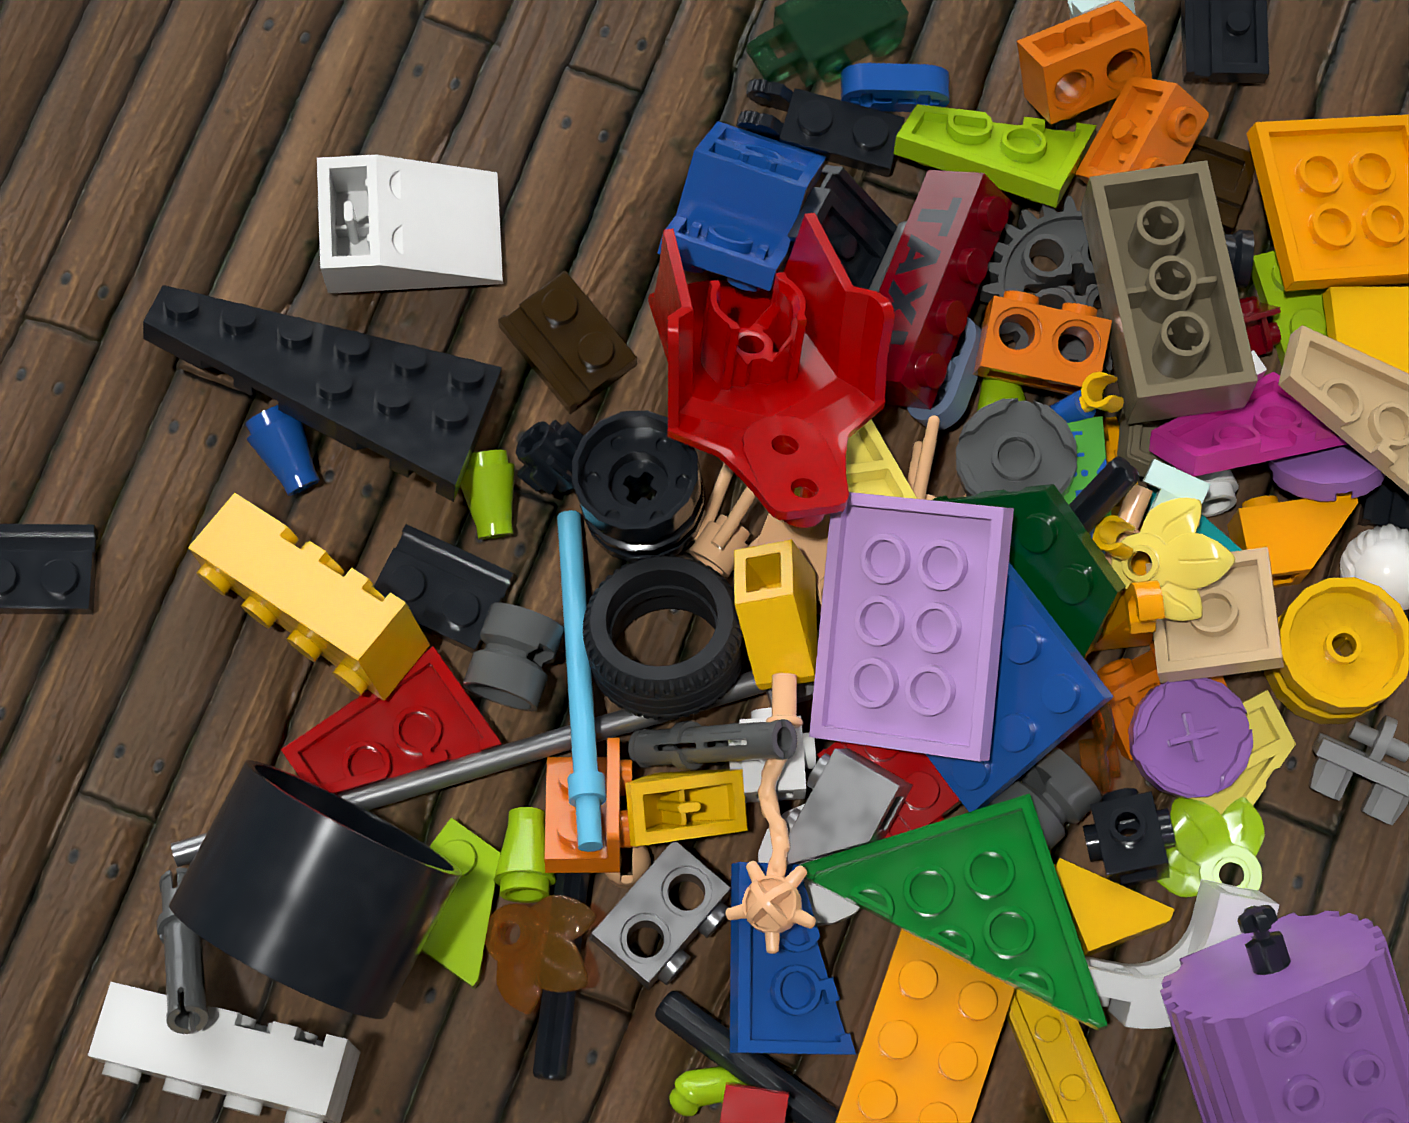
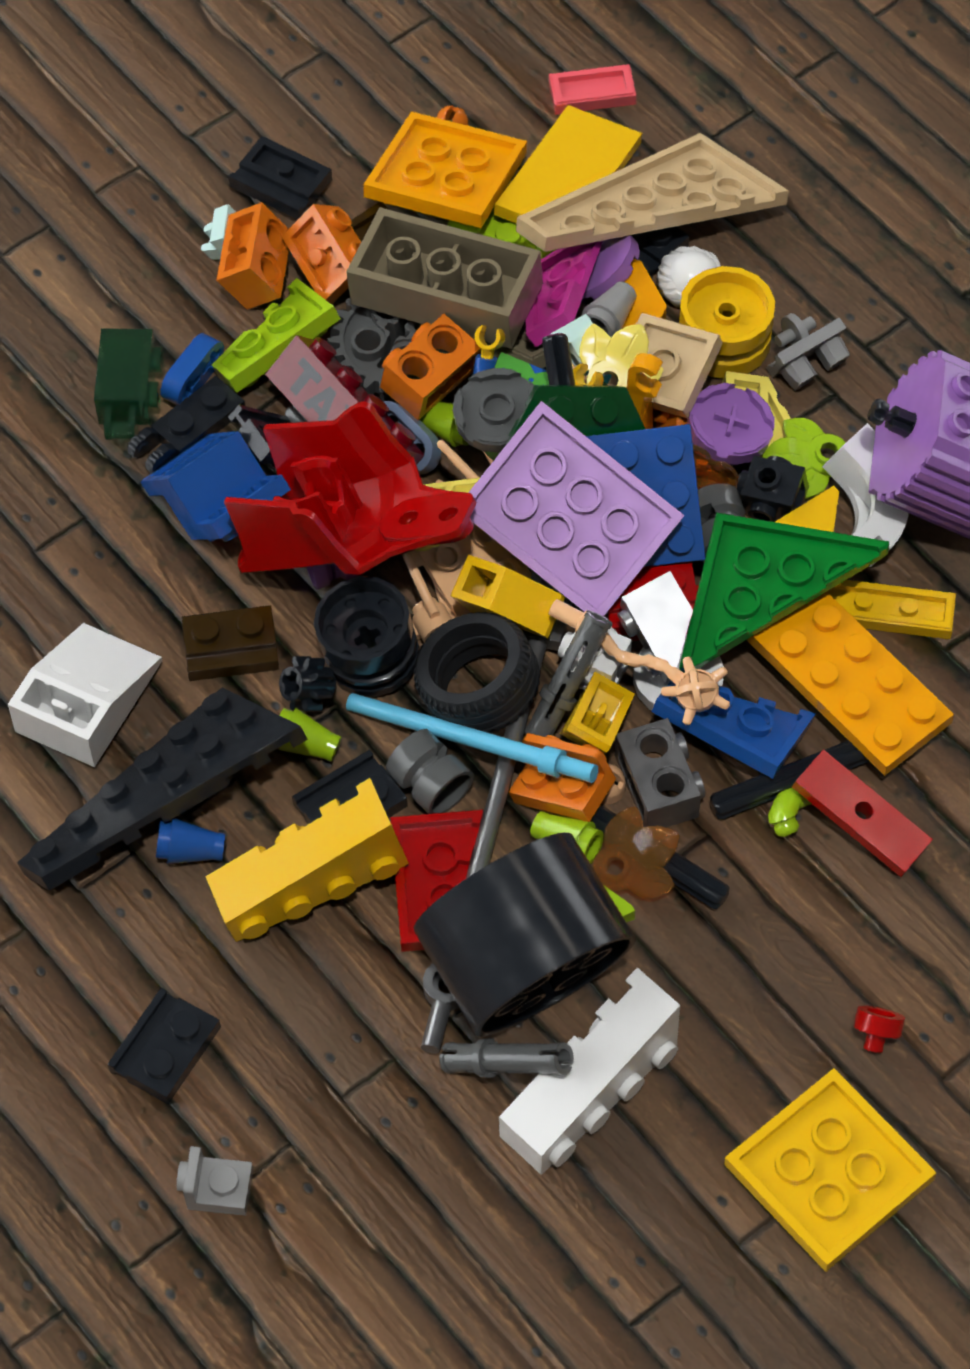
camera: 55 degrees left, 15 degrees down
(1248, 507) = (612, 307): none -> light grey cone

